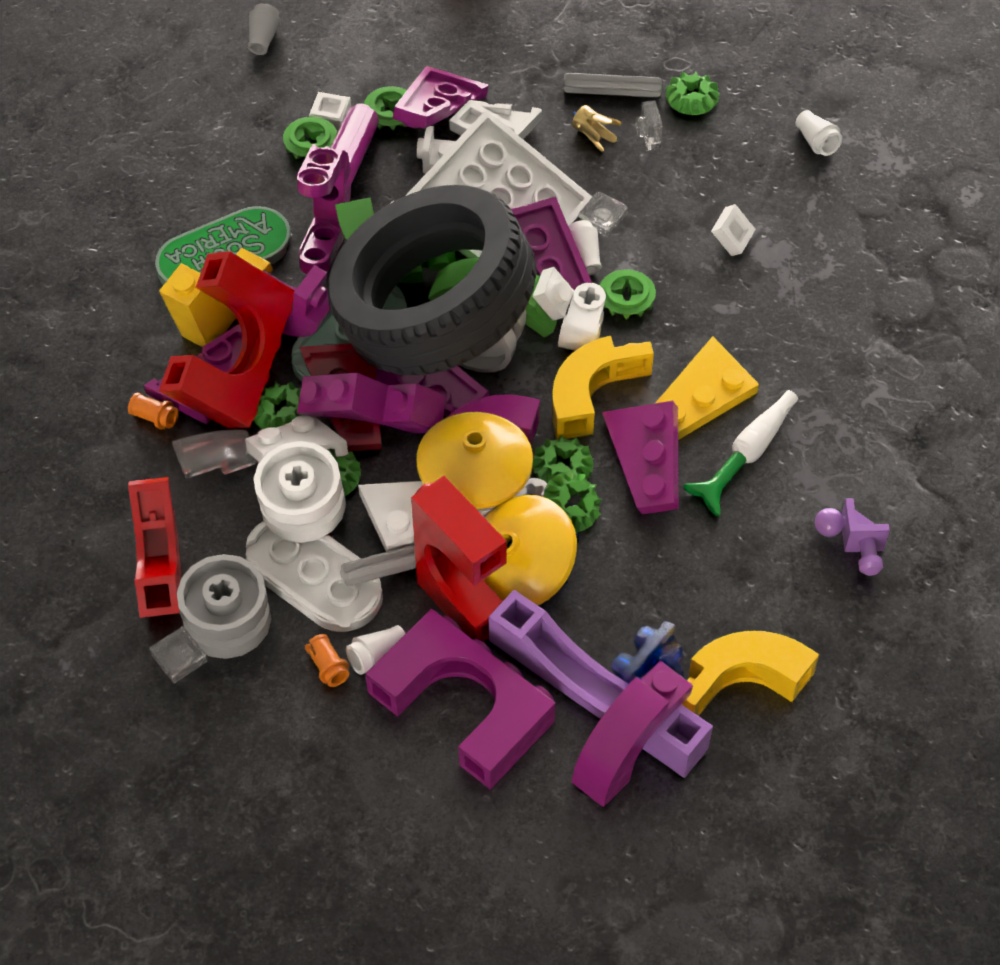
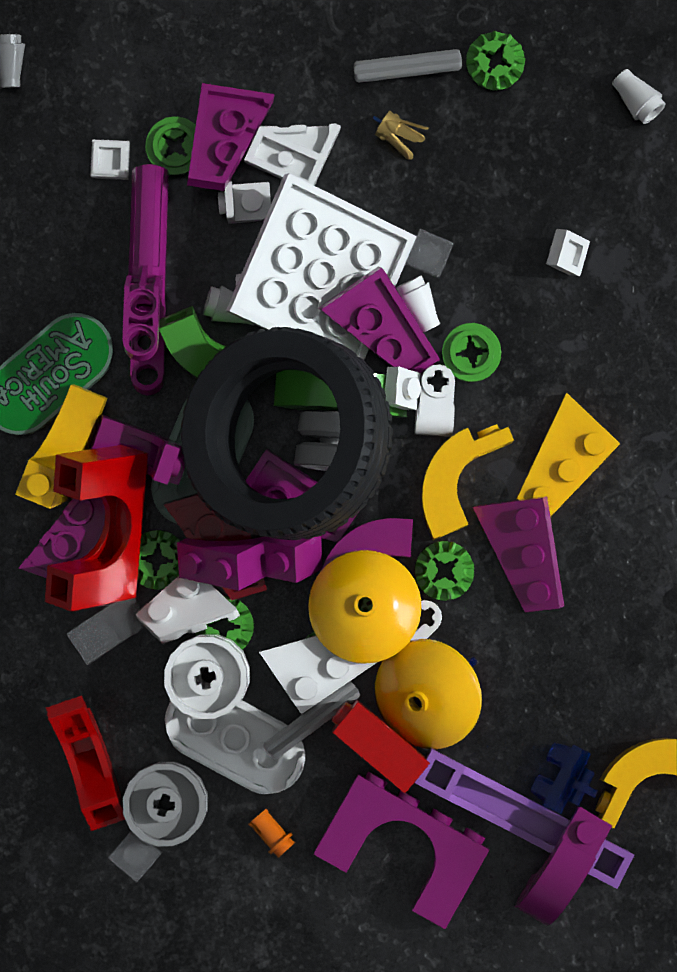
camera: 10 degrees left, 30 degrees up
(160, 413) = (29, 590): orange pin -> none
(314, 128) = (101, 189): bright green gear -> none
(370, 648) = (313, 814): white cone -> none
(567, 484) = (449, 623): bright green gear -> none
(650, 125) = (458, 124): clear plate -> none
(746, 449) = (618, 523): piece -> none

